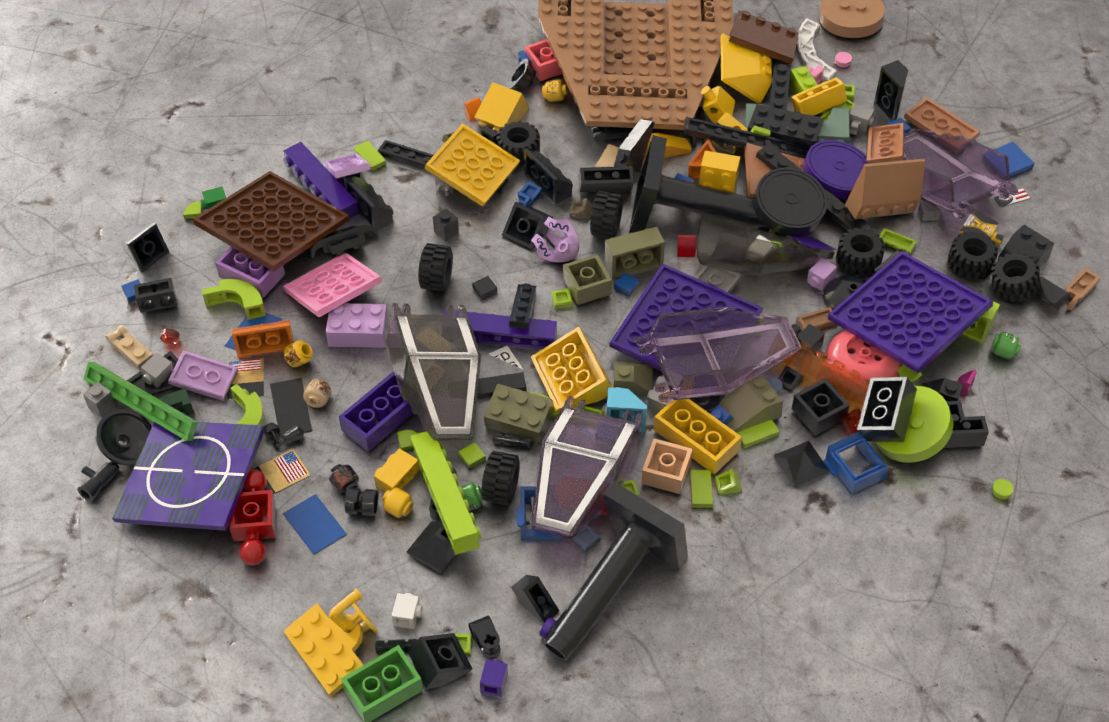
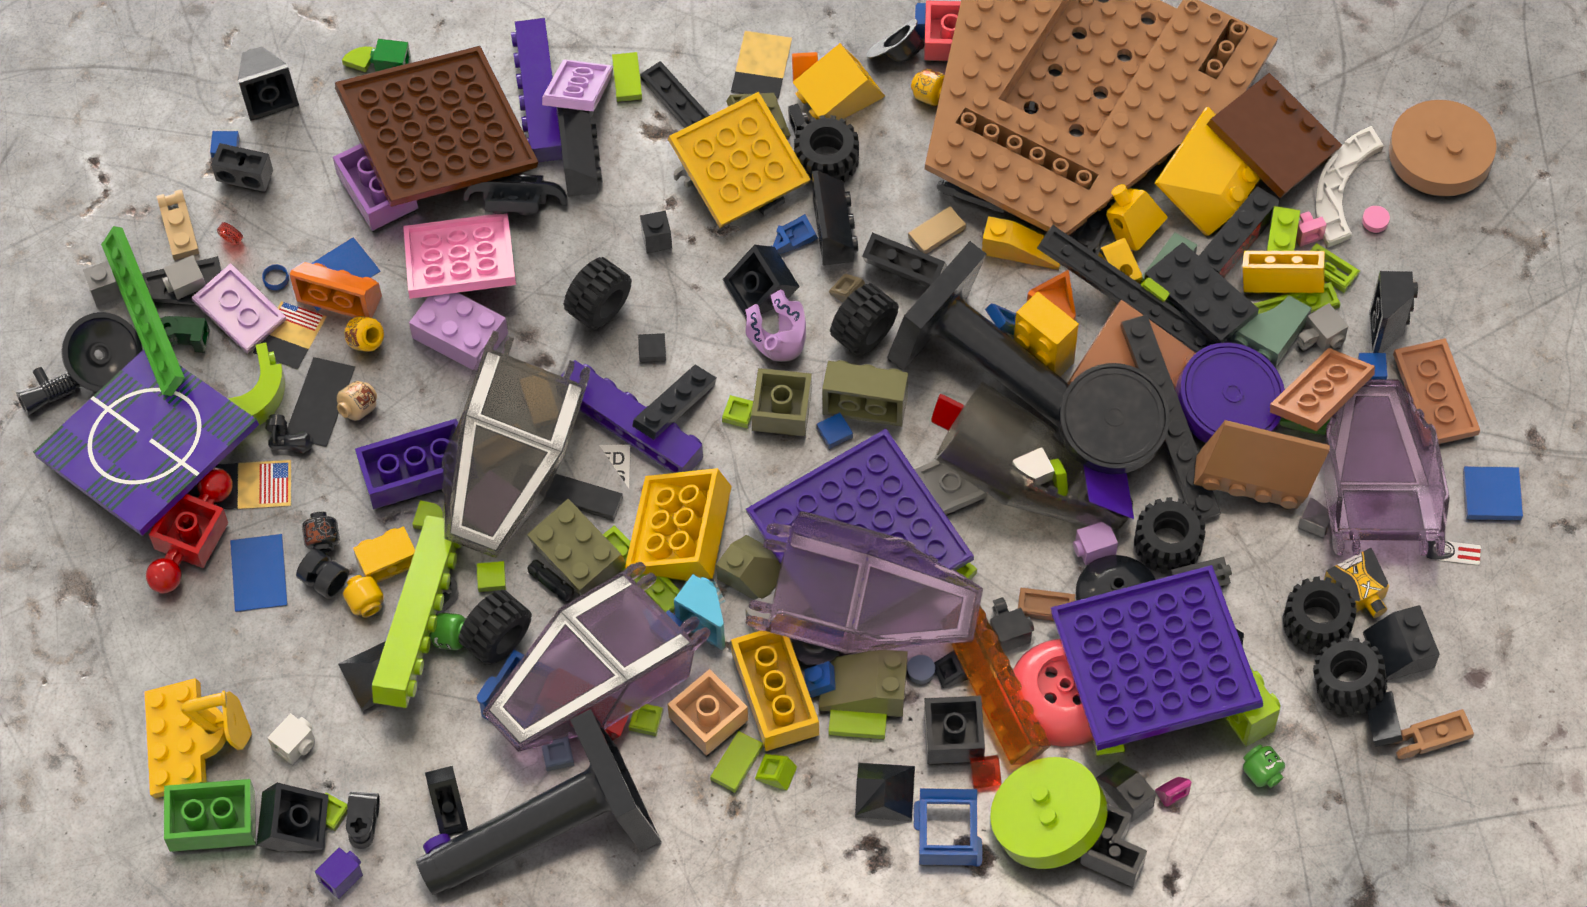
camera: 30 degrees right, 10 degrees up
(210, 344) = (275, 267): none -> blue axle
(238, 292) = (342, 205): lime arch -> none
(382, 646) = (255, 774): black axle -> none
(443, 118) = (761, 63): none -> pearl gold sticker
(635, 146) = (973, 227): black slope -> none
(887, 409) = (1018, 779): black brick -> none
(897, 241) = (1238, 541): lime tile -> none

